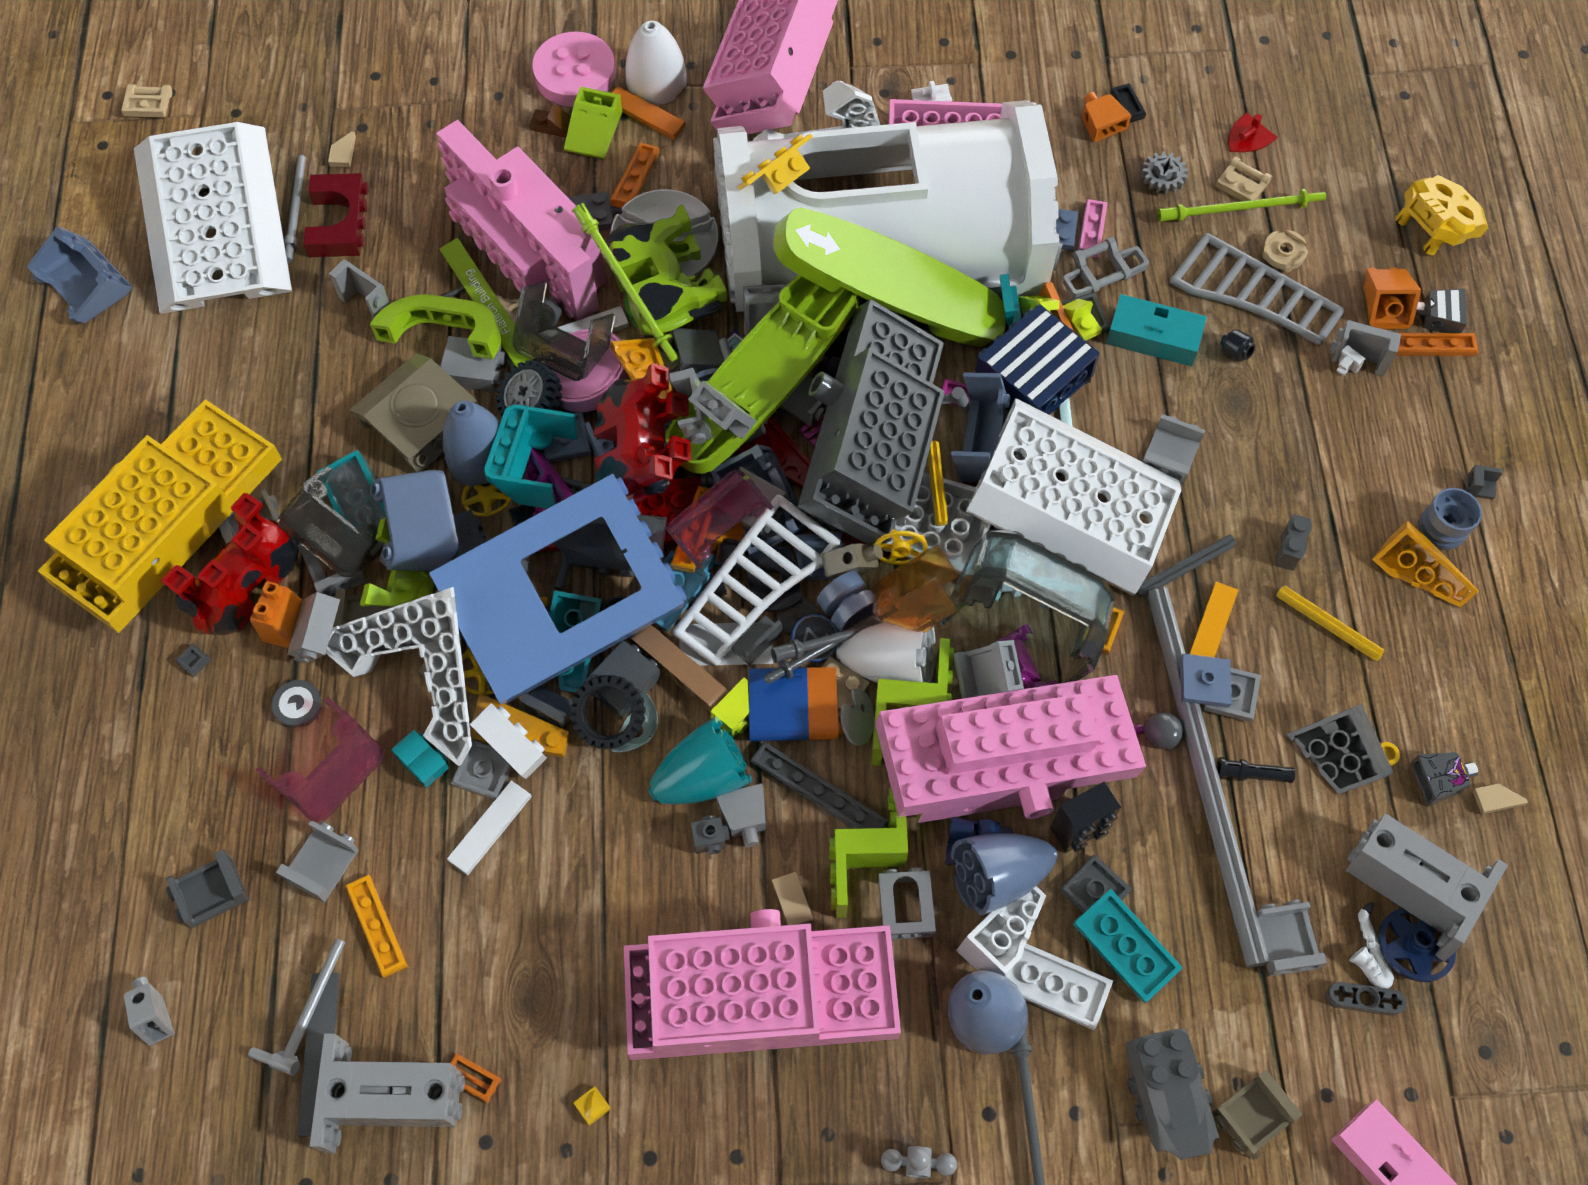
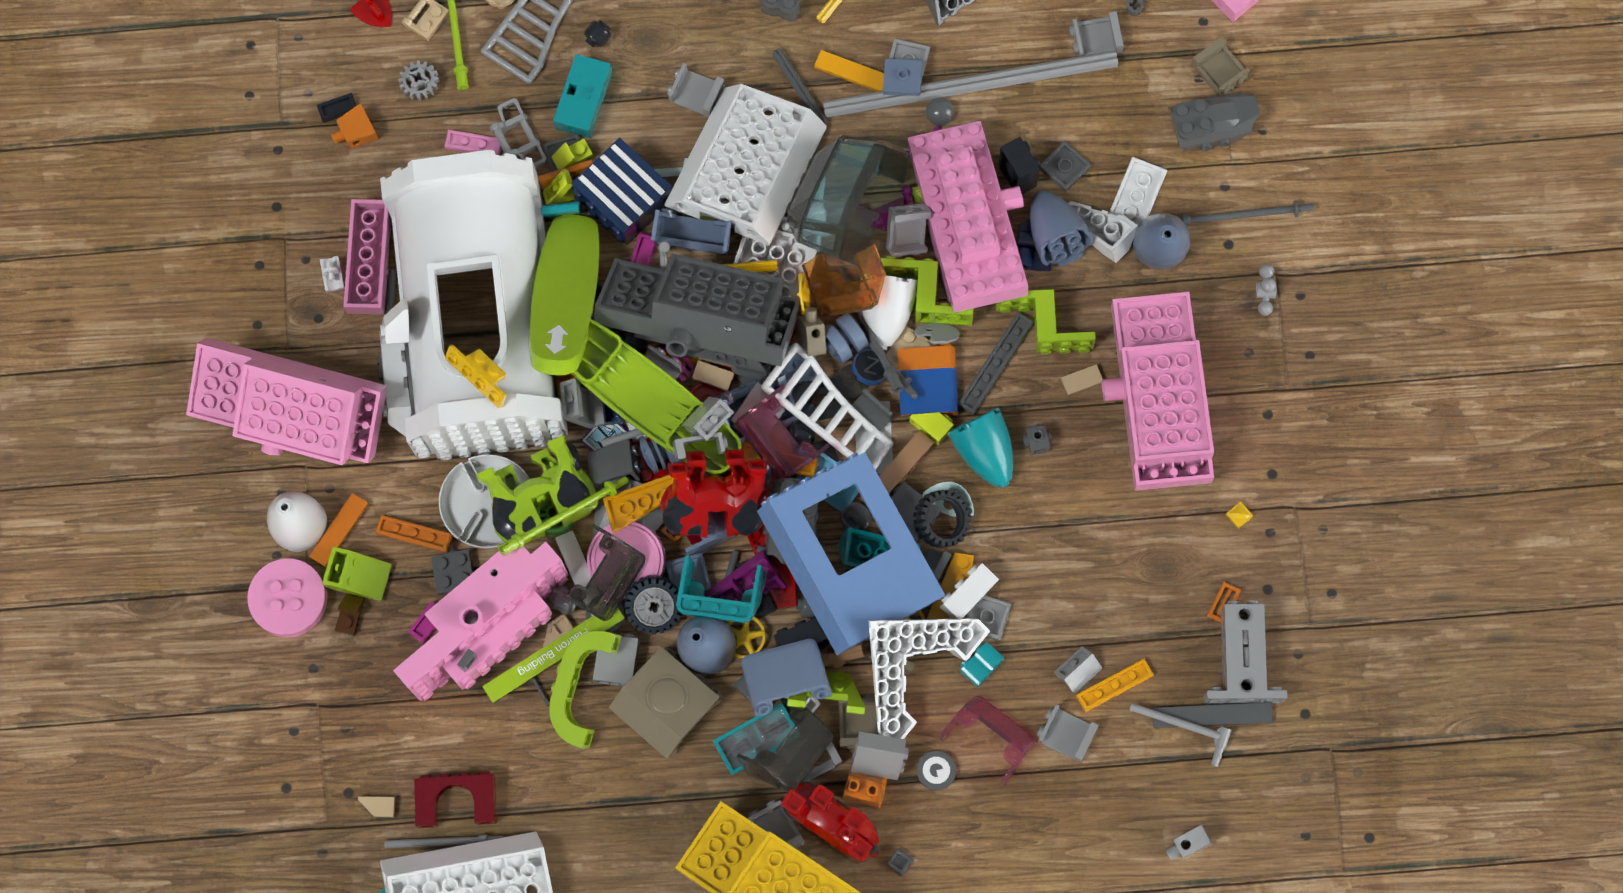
camera: 85 degrees left, 10 degrees up
(207, 891) = (1093, 816): dark grey panel -> none
(350, 280) = (531, 769): light grey panel -> none
(400, 878) = (1078, 669): none -> light grey panel
(464, 191) = (467, 660): none -> dark grey tile
(489, 828) = (1034, 607): white tile -> none
(744, 813) = (1018, 414): light grey torso -> none
(801, 460) = (712, 376): none -> tan tile
(909, 930) = (1068, 310): light grey panel -> none
(1127, 946) = (1107, 145): teal plate -> none
(1243, 770) = (970, 57): black pin -> none

